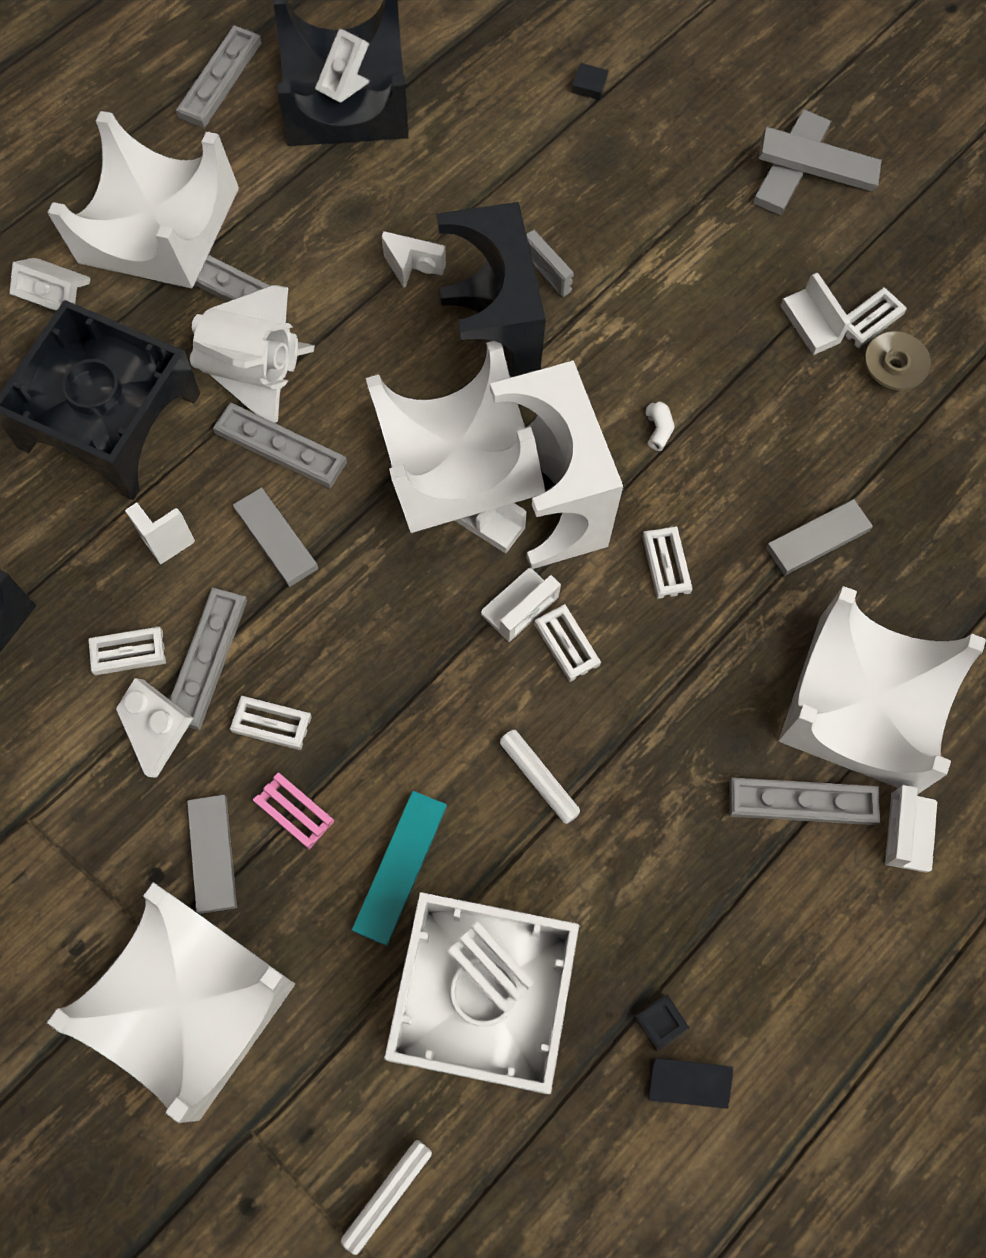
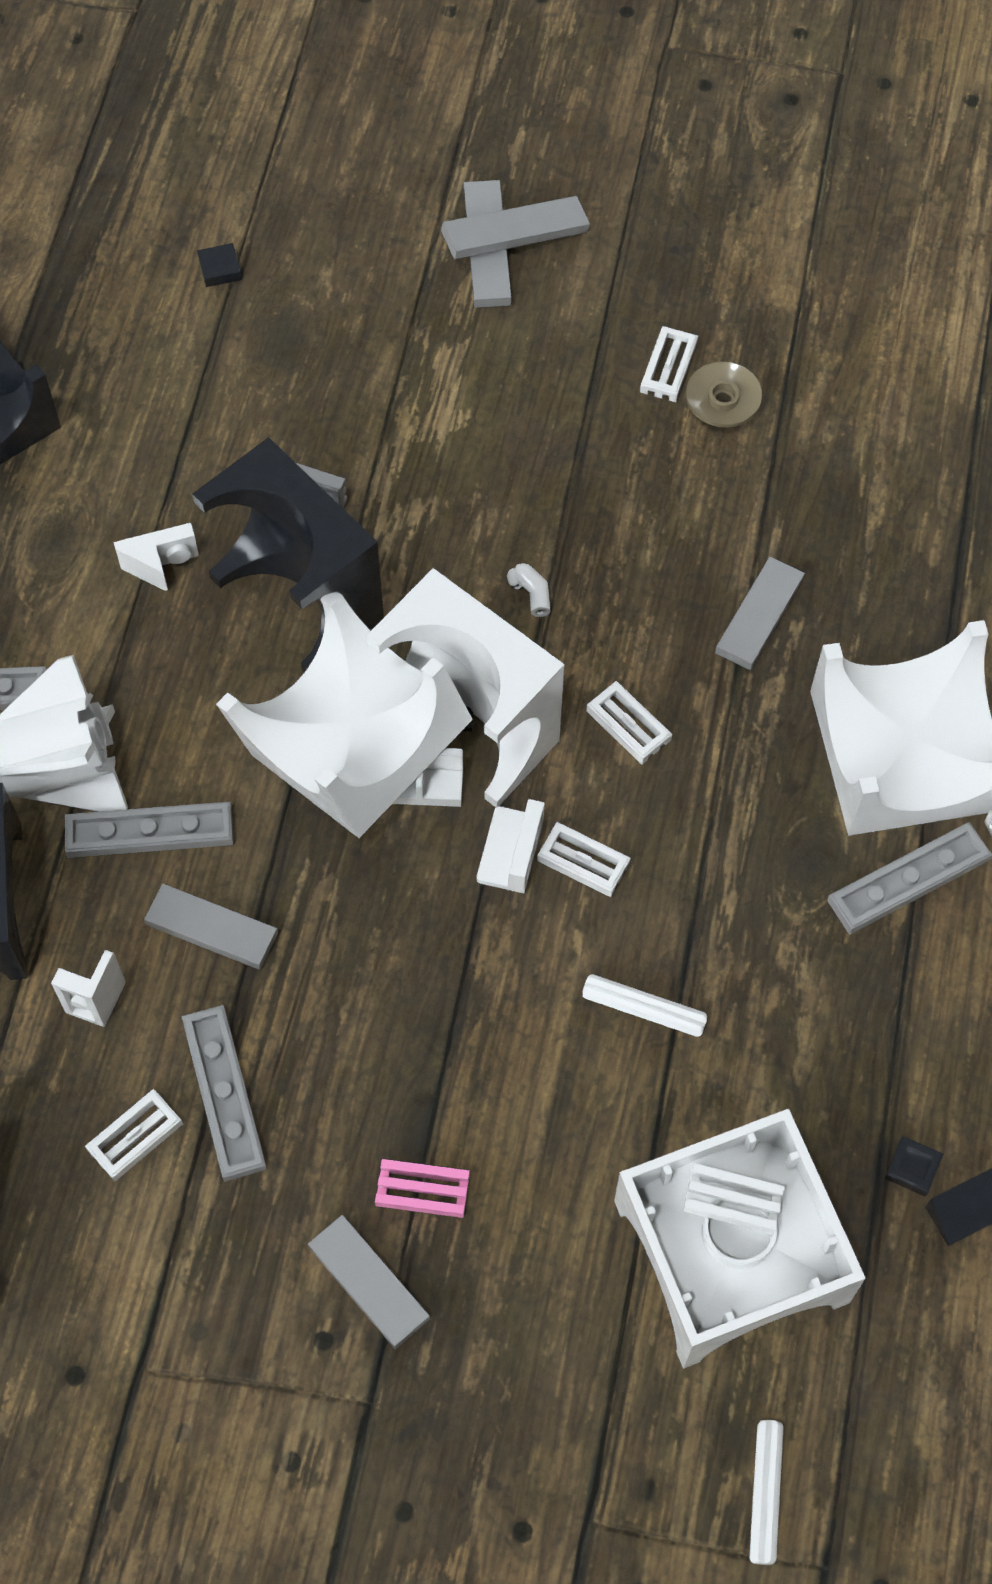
camera: 30 degrees left, 5 degrees down
(151, 724) = (217, 1191): white wing -> none
(177, 1006) = (443, 1441): white piece -> none
(241, 715) = (344, 1131): white tile -> none
(399, 868) = (568, 1178): teal tile -> none
(816, 315) = (615, 390): white panel -> none

